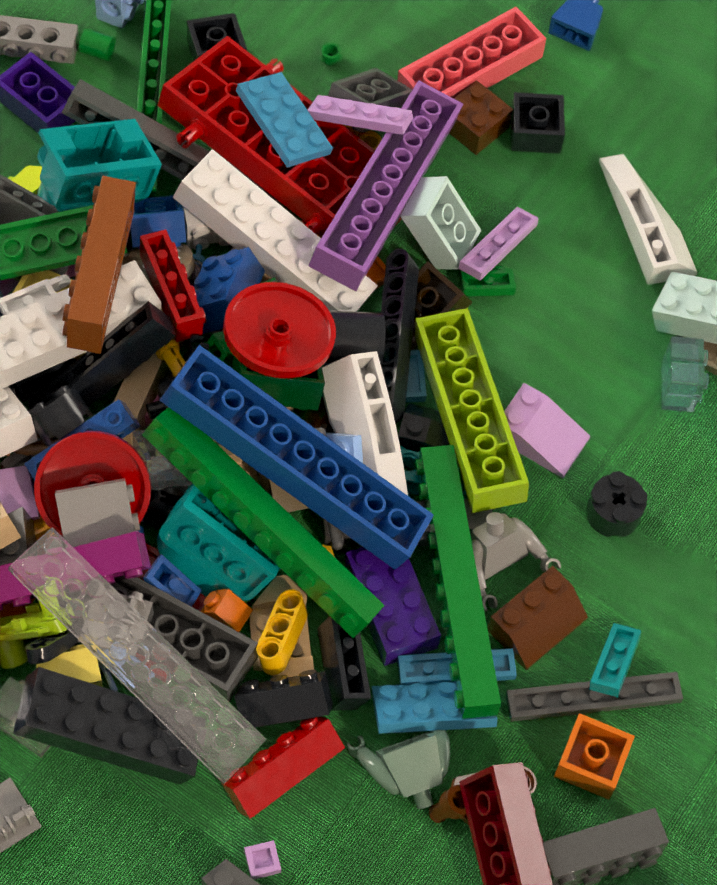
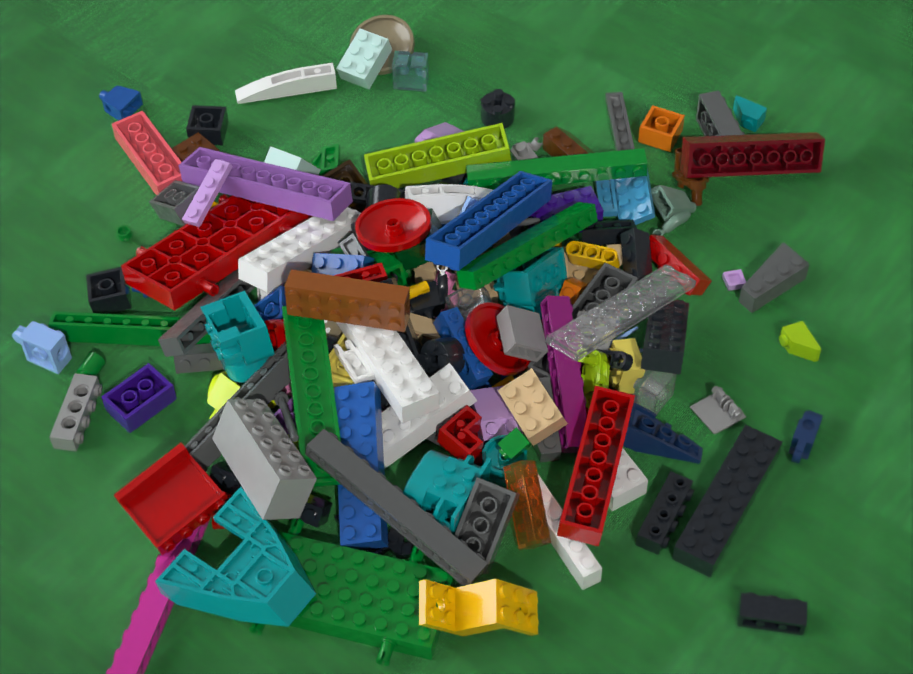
camera: 80 degrees left, 10 degrees down
(284, 119) = (202, 235): dark azure plate -> none
(498, 243) = (302, 149): lavender plate -> none
(615, 660) = (600, 115): teal plate -> none

